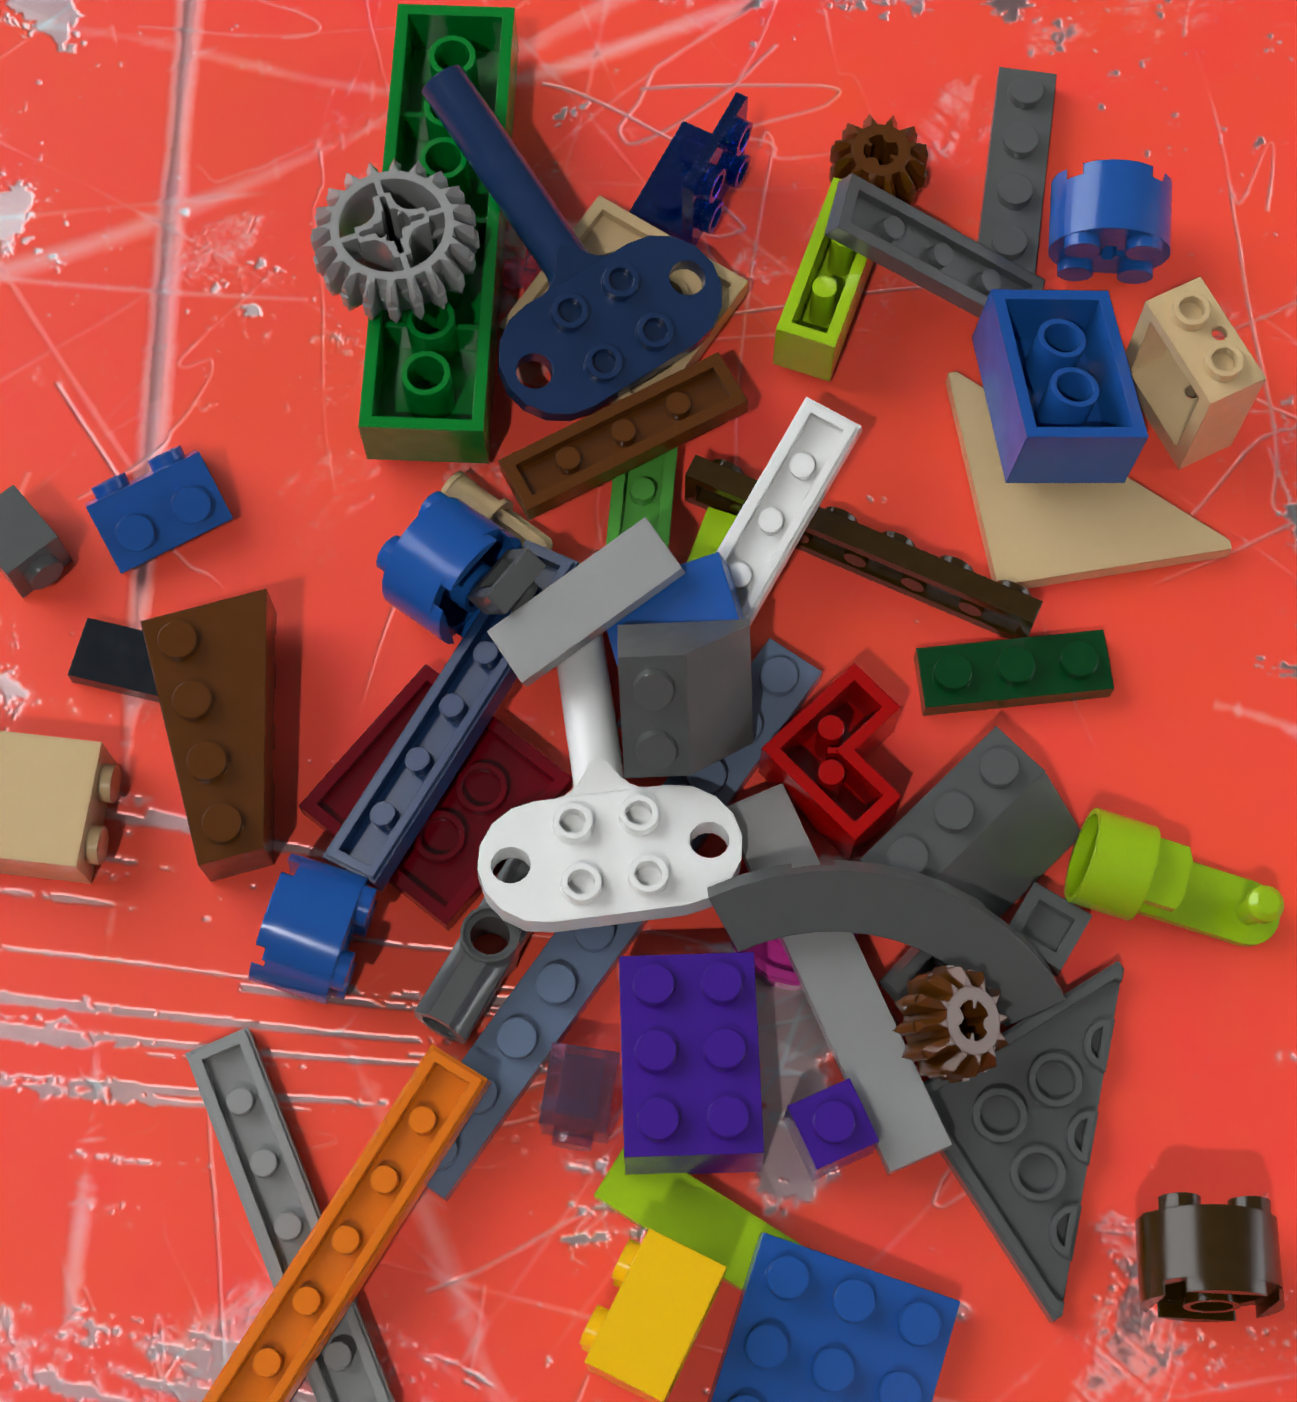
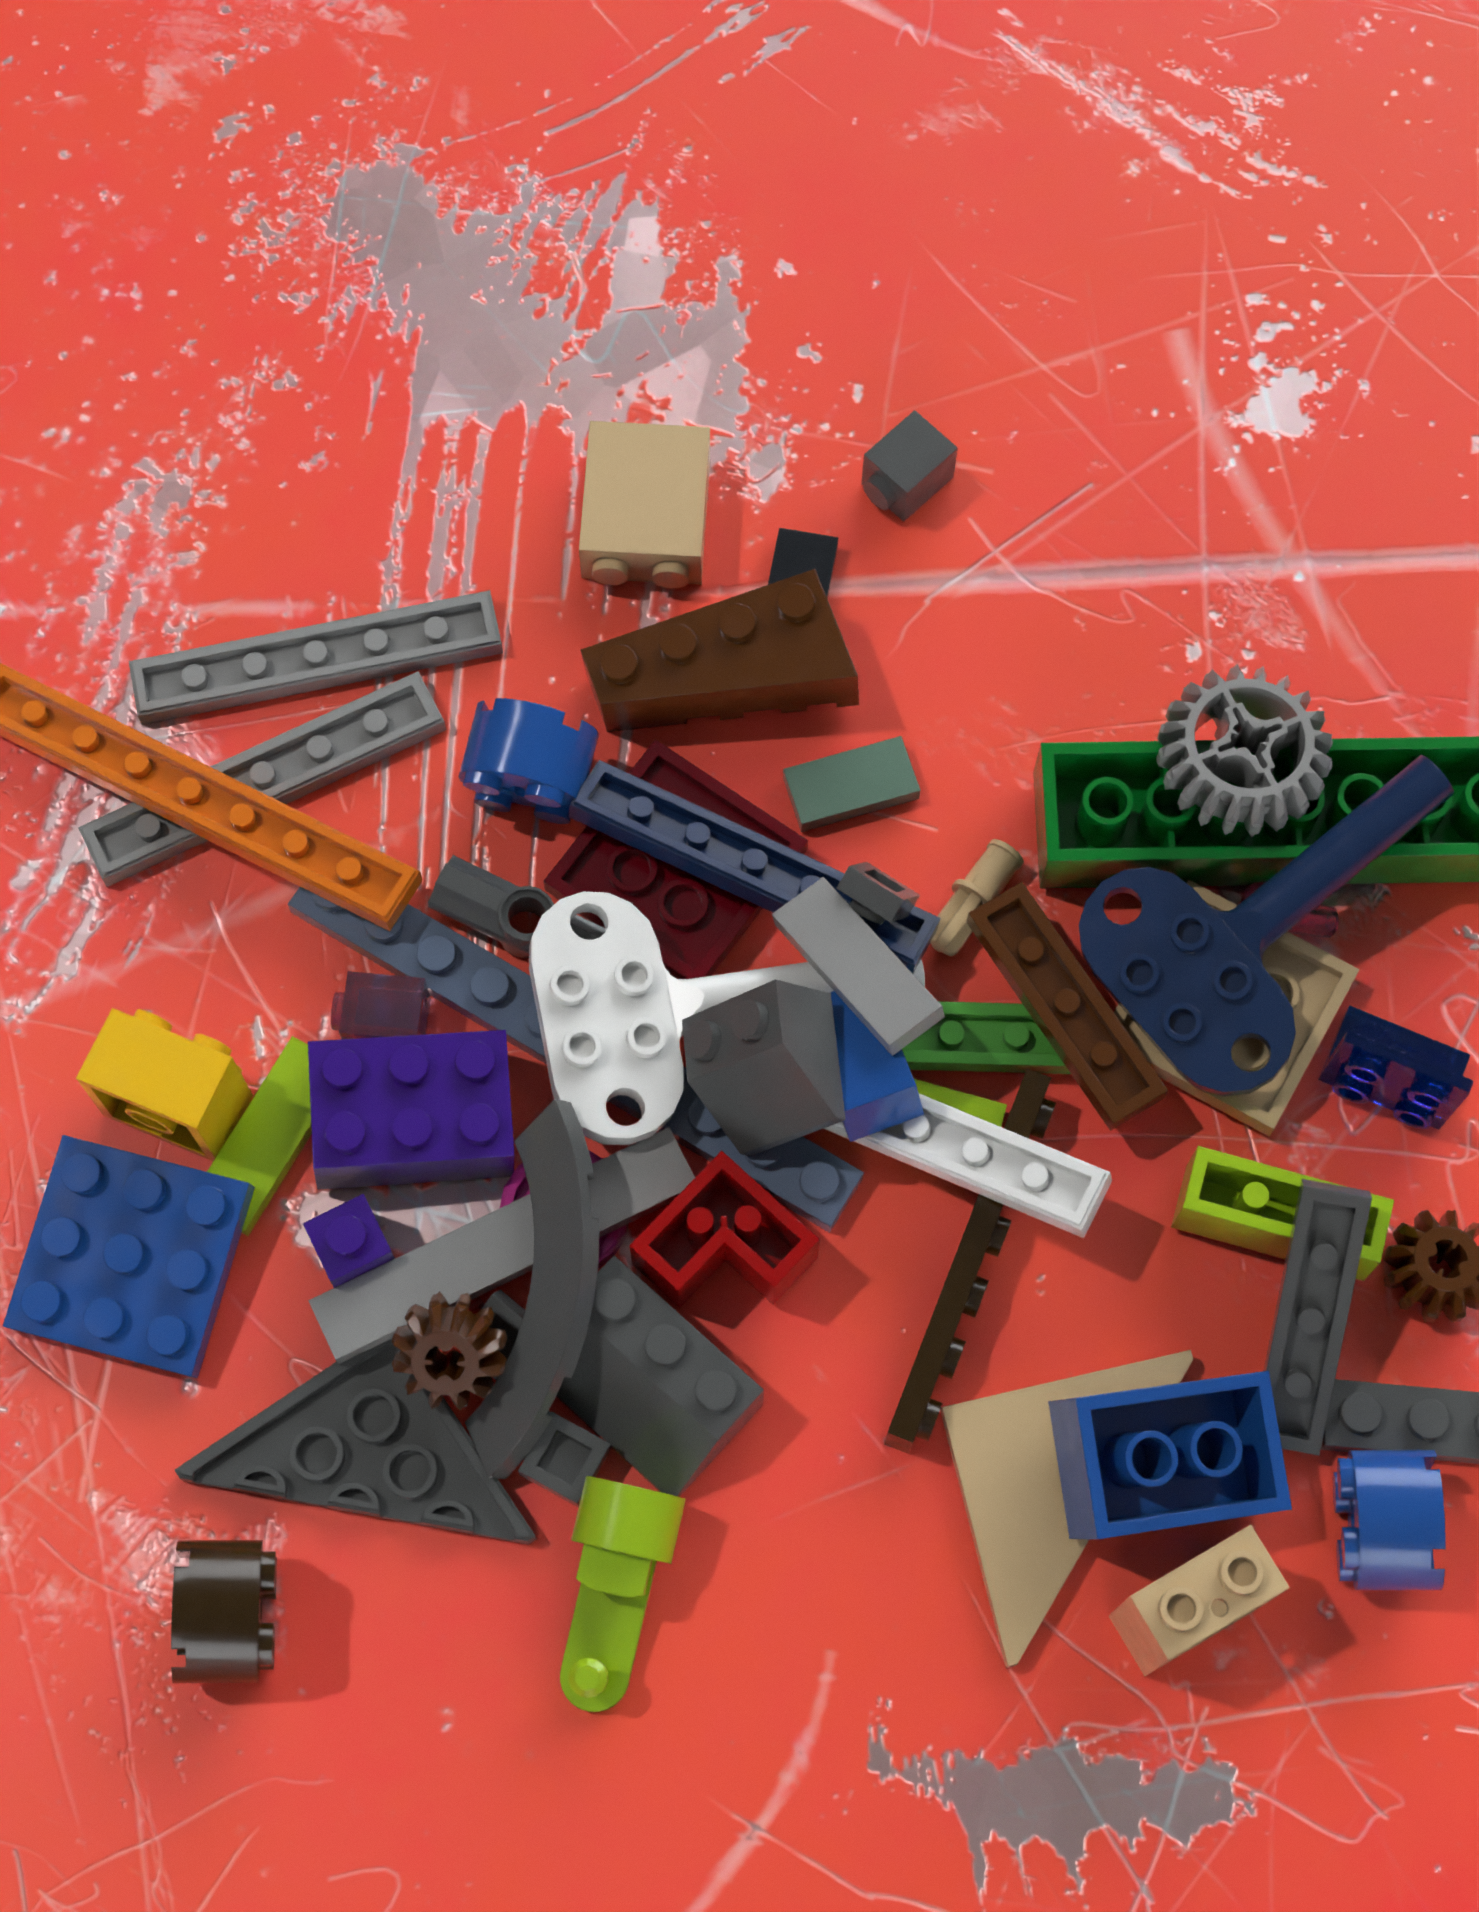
camera: 85 degrees right, 0 degrees up
(151, 1174) = (315, 657): none -> light grey tile
(157, 508) = (957, 583): blue bracket -> none
(361, 627) = (851, 783): none -> sand green tile
(441, 563) = (909, 839): blue brick -> none
(1013, 672) = (848, 1429): dark green plate -> none

